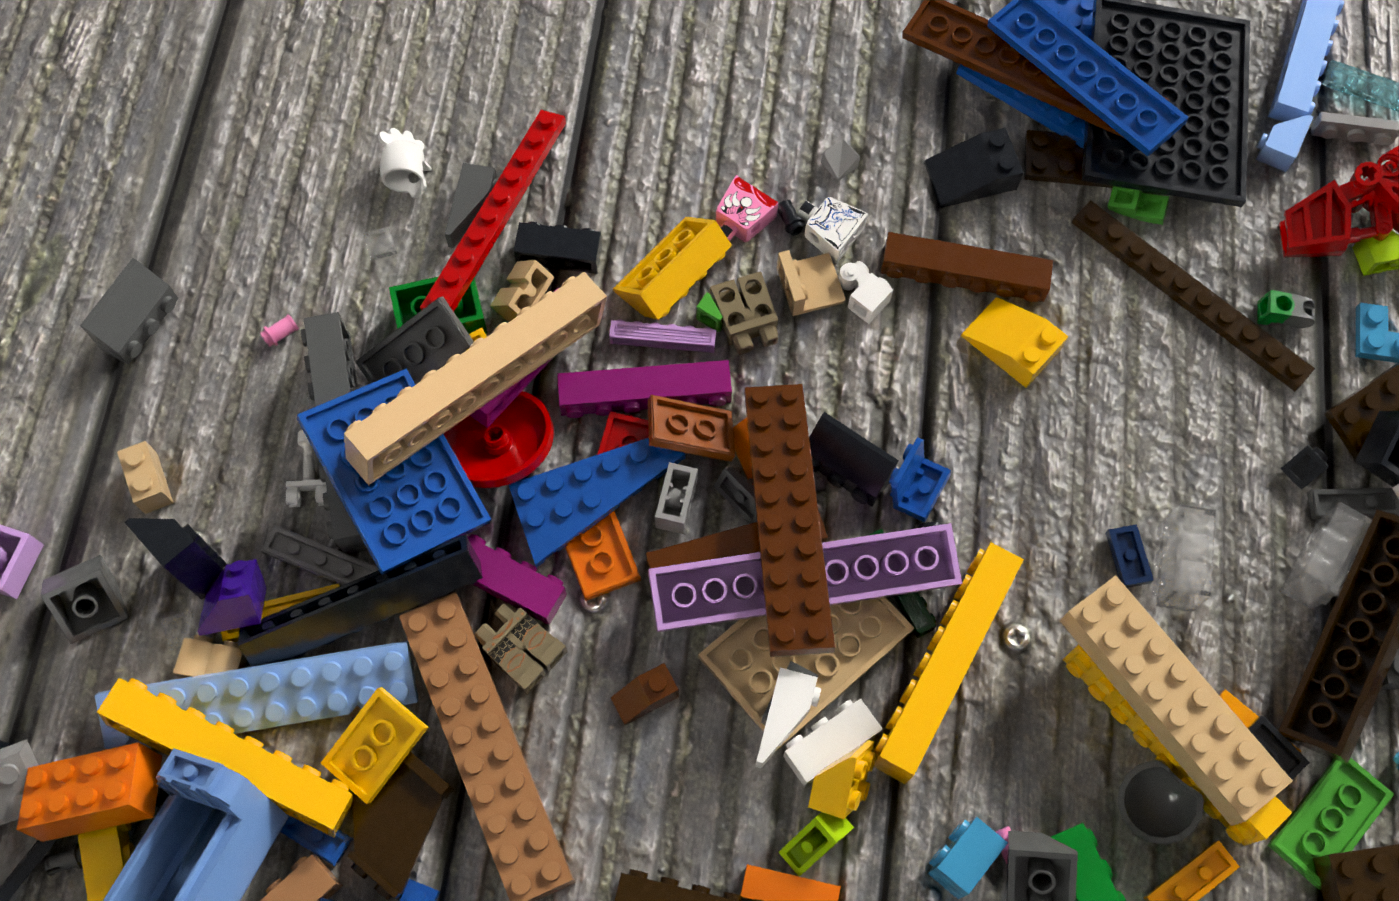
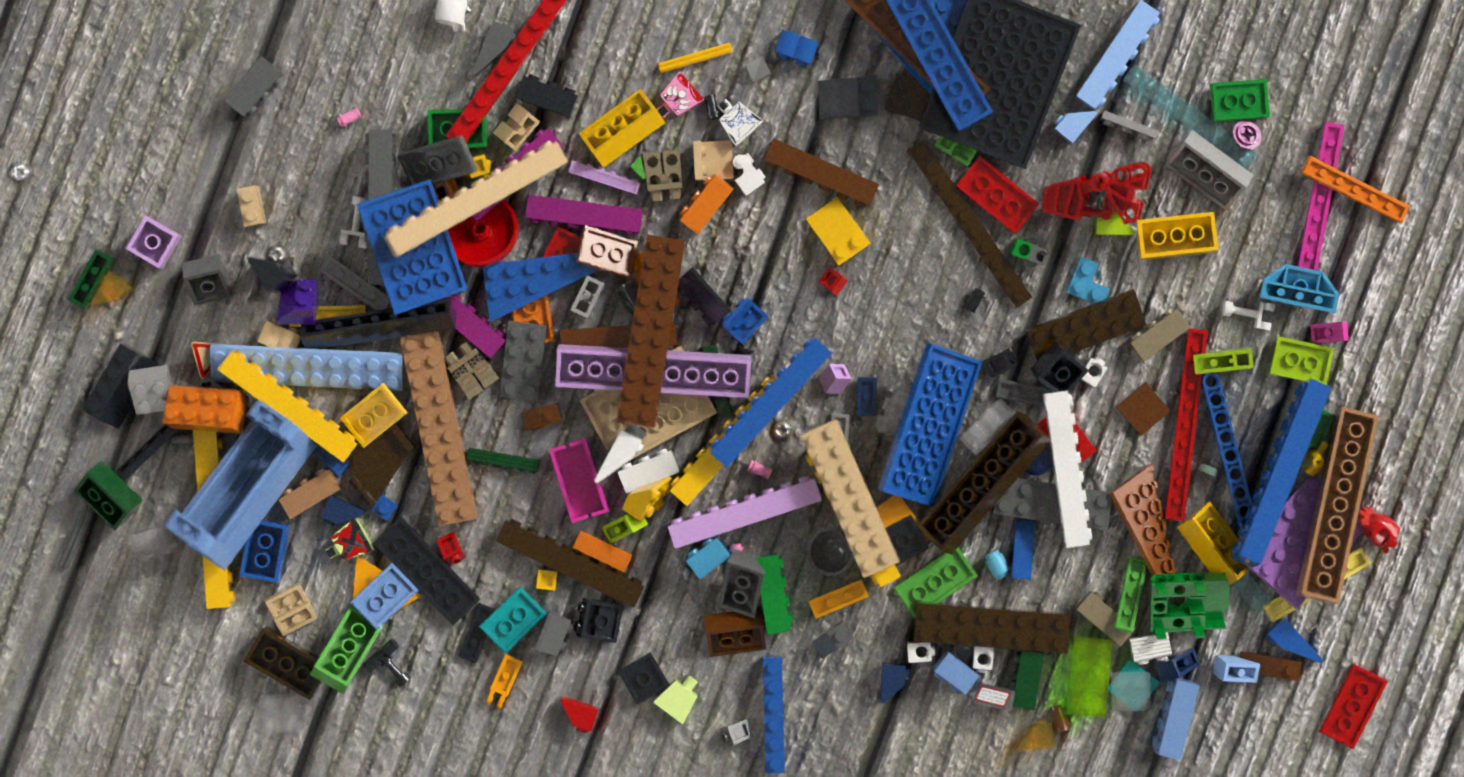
camera: 15 degrees right, 20 degrees up
(84, 715) = (202, 357): none -> piece
(597, 776) = (501, 459): none -> dark green piece
(598, 615) = (523, 360): none -> dark grey plate
(727, 779) = (576, 478): none -> dark pink piece
(751, 163) = (696, 57): none -> yellow axle
(816, 335) = (705, 203): none -> orange brick
(884, 123) = (796, 48): none -> blue brick
(1000, 580) = (770, 402): none -> blue brick
(1002, 701) = (759, 469): none -> bright pink pin
(1009, 766) = (744, 512): none -> lavender brick
(1026, 408) = (832, 281): none -> red slope
(1074, 540) = (835, 378): none -> lavender panel
(1216, 248) = (997, 195): none -> red plate
(1236, 389) = (975, 299): none -> black pin
(1245, 571) = (930, 425): none -> blue plate

